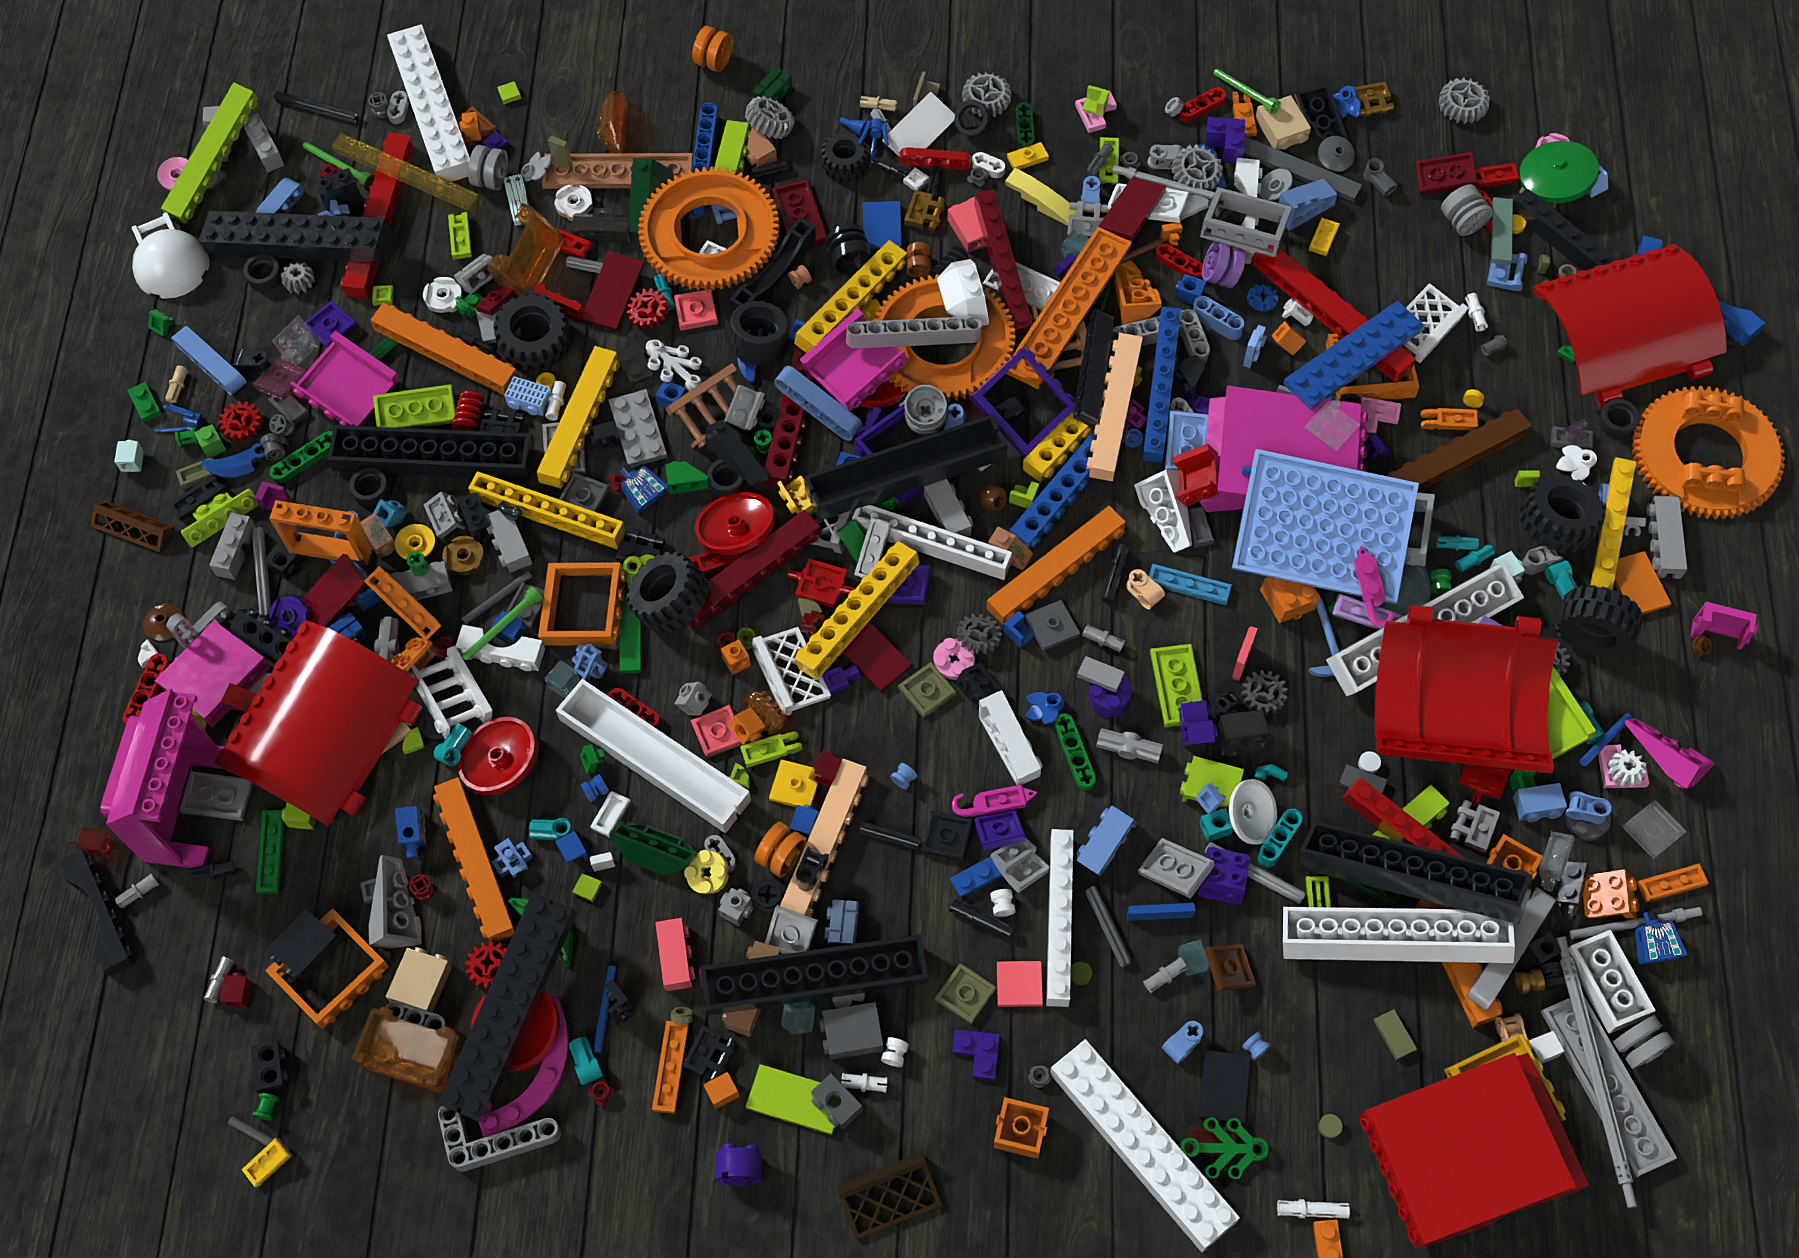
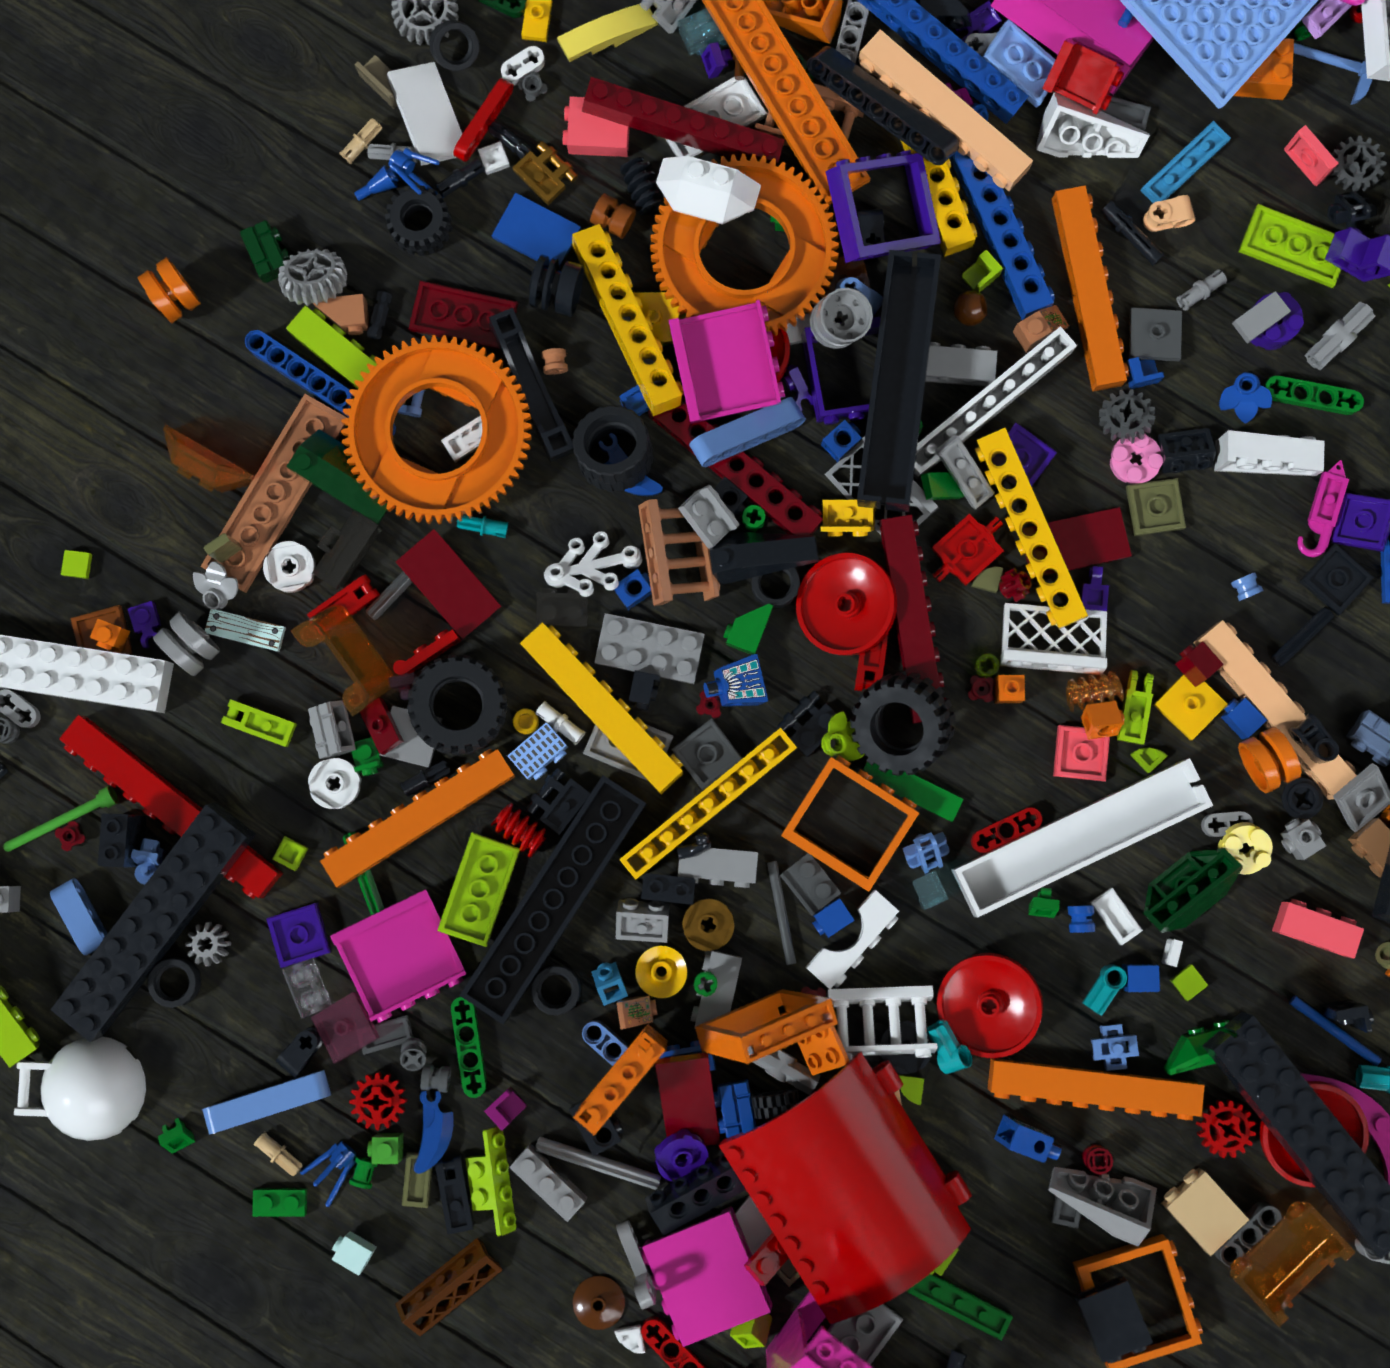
camera: 55 degrees left, 20 degrees up
(404, 172) = (132, 747): clear yellow tile -> none
(532, 597) = (818, 877): bright green piece -> none
(647, 308) = (487, 557): red gear -> none
(693, 698) = (1035, 760): light grey brick -> none
(695, 309) = (526, 503): coral tile -> none
(913, 332) = (735, 285): light grey beam -> none

